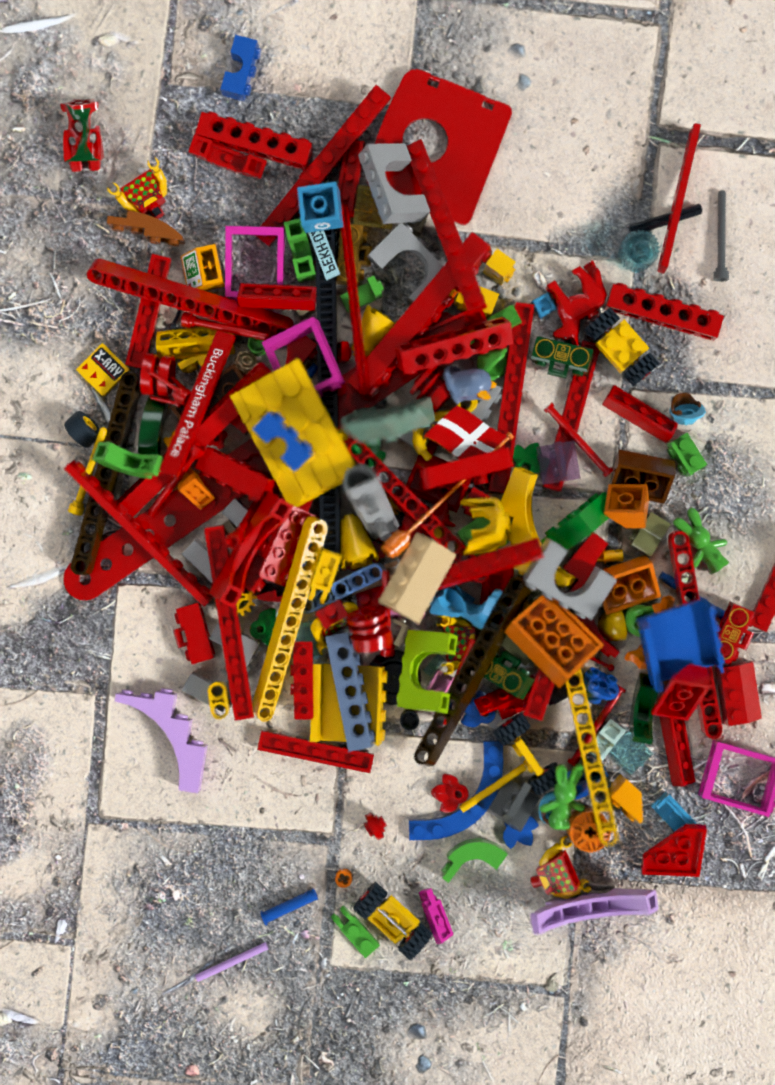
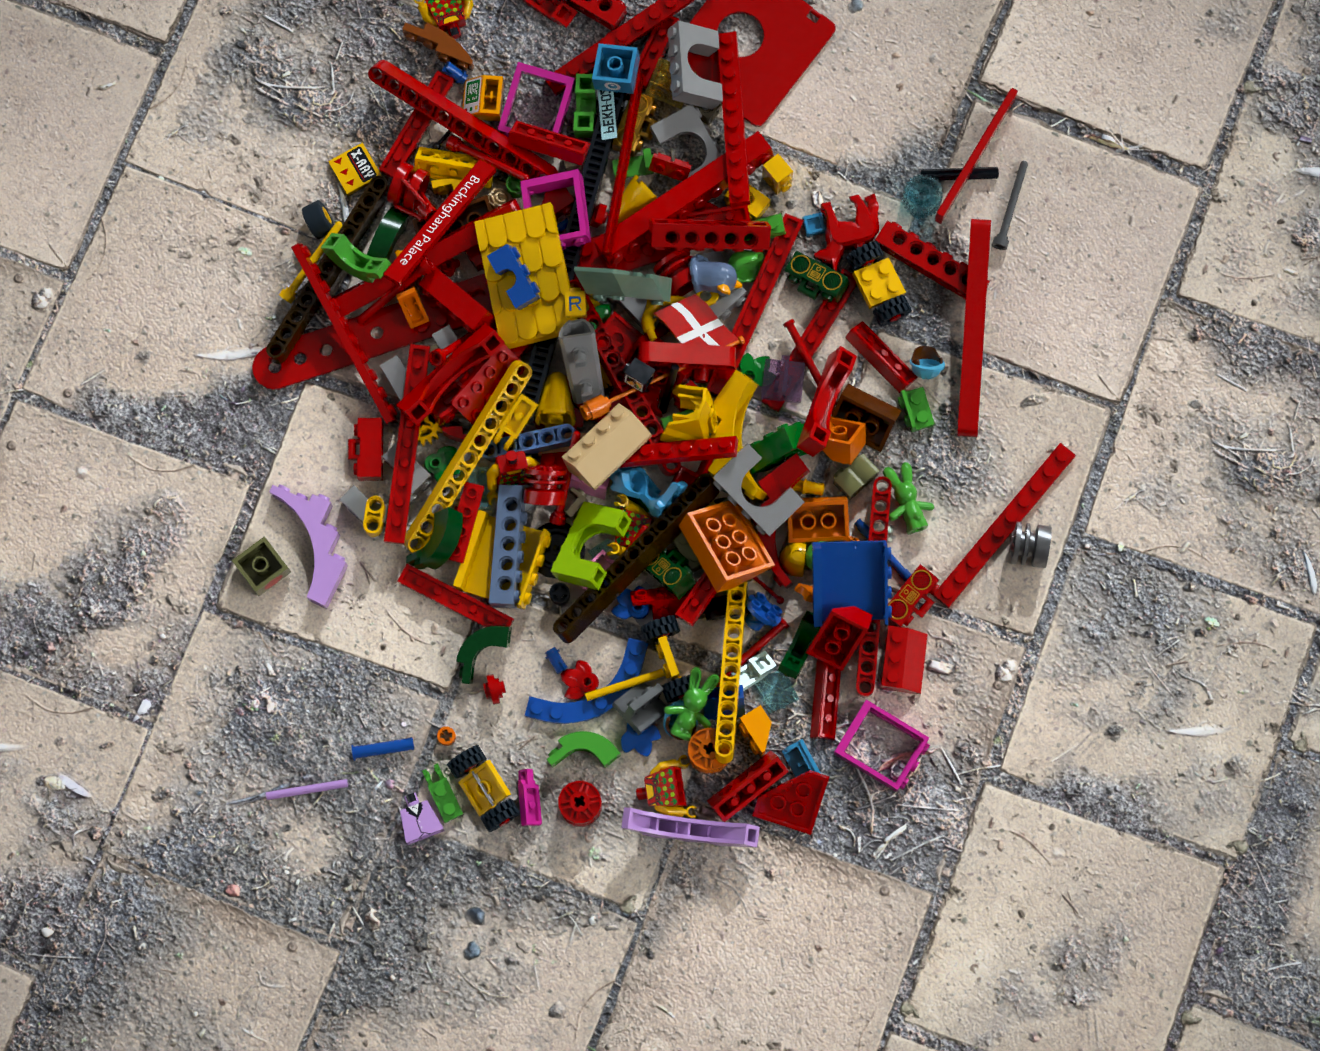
camera: 15 degrees right, 10 degrees down
(128, 772) = (261, 566): none -> olive brick
(168, 251) = (459, 75): none -> blue pin
(290, 705) = (442, 543): none -> dark green arch
(342, 963) = (419, 820): none -> lavender torso
(350, 451) = (575, 303): none -> yellow brick
(355, 781) = (475, 643): none -> dark green arch
(397, 460) = (622, 333): none -> red tile
(406, 289) = (678, 169): none -> red hinge
(420, 778) = (556, 660): none -> blue pin
(427, 501) = (638, 375): none -> black brick
(456, 501) = (669, 388): none -> black bar
(479, 900) = (582, 815): none -> red wheel
(608, 508) = (817, 424): none -> red arch
(631, 851) = (747, 786): none -> red brick
(722, 363) = (974, 328): none -> red beam

